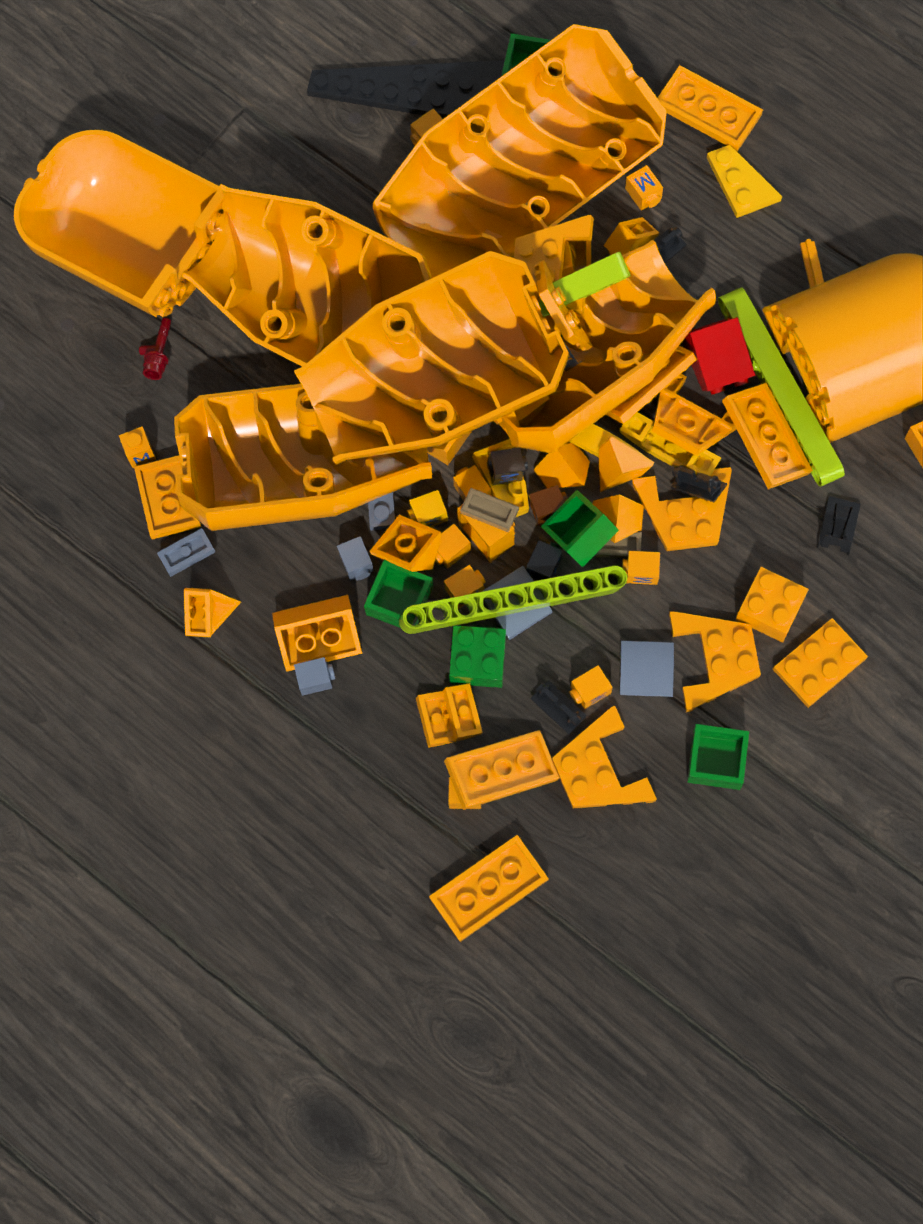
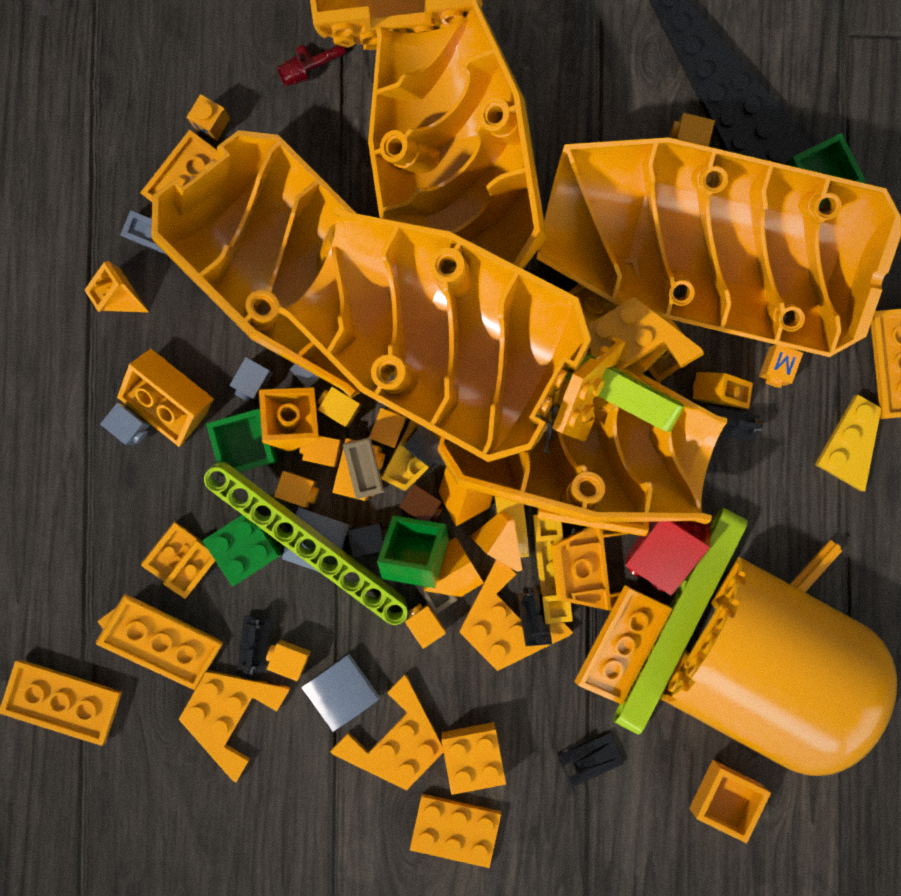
camera: 45 degrees right, 15 degrees up
(718, 757) = (304, 811): green piece -> none

